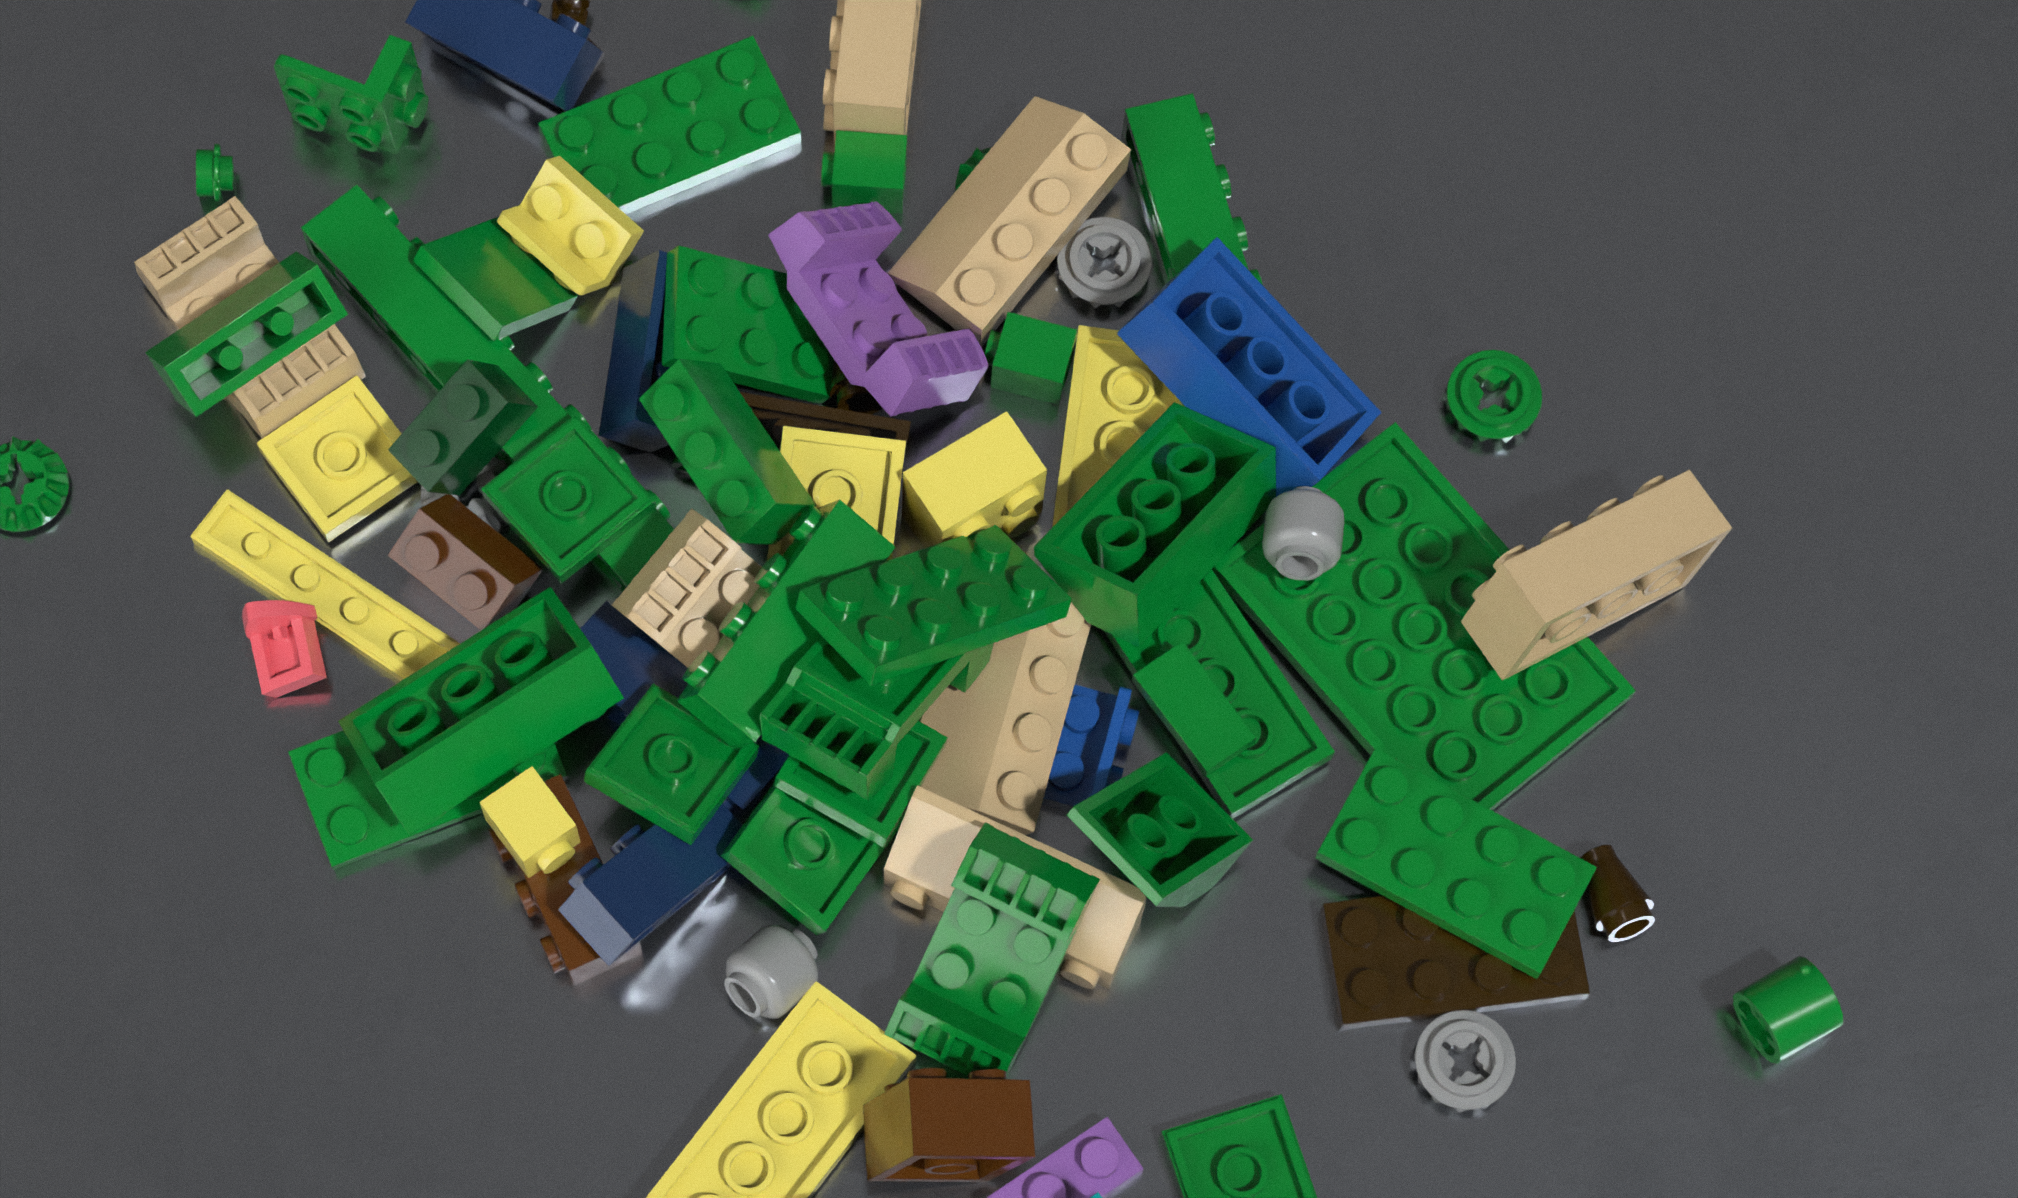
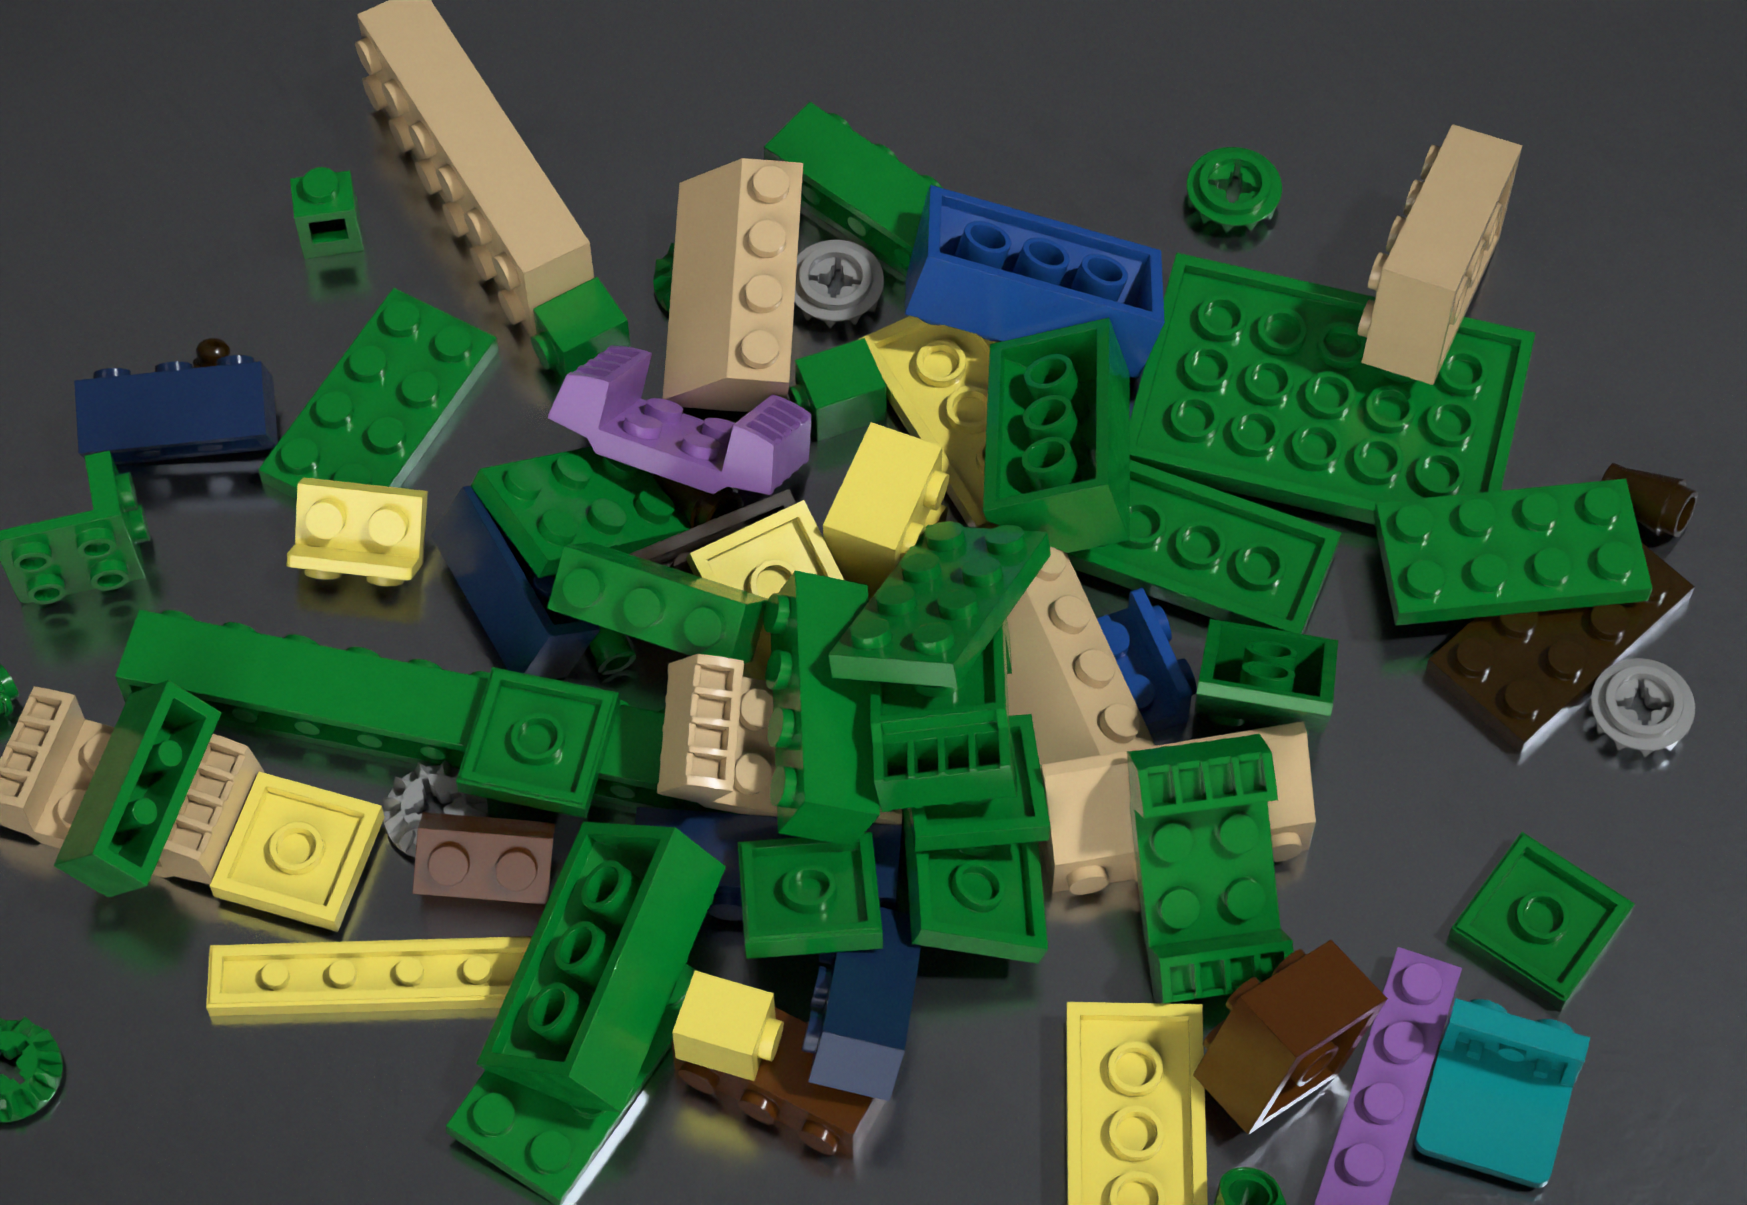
camera: 30 degrees left, 10 degrees down
(283, 645) = (367, 1041): coral tile -> none
(462, 428) = (401, 740): dark green brick -> none
(493, 279) = (323, 613): green tile -> none
(771, 971) = (1022, 1021): light grey head -> none
(1193, 709) = (1203, 571): green tile -> none
(1303, 533) = (1181, 374): light grey head -> none

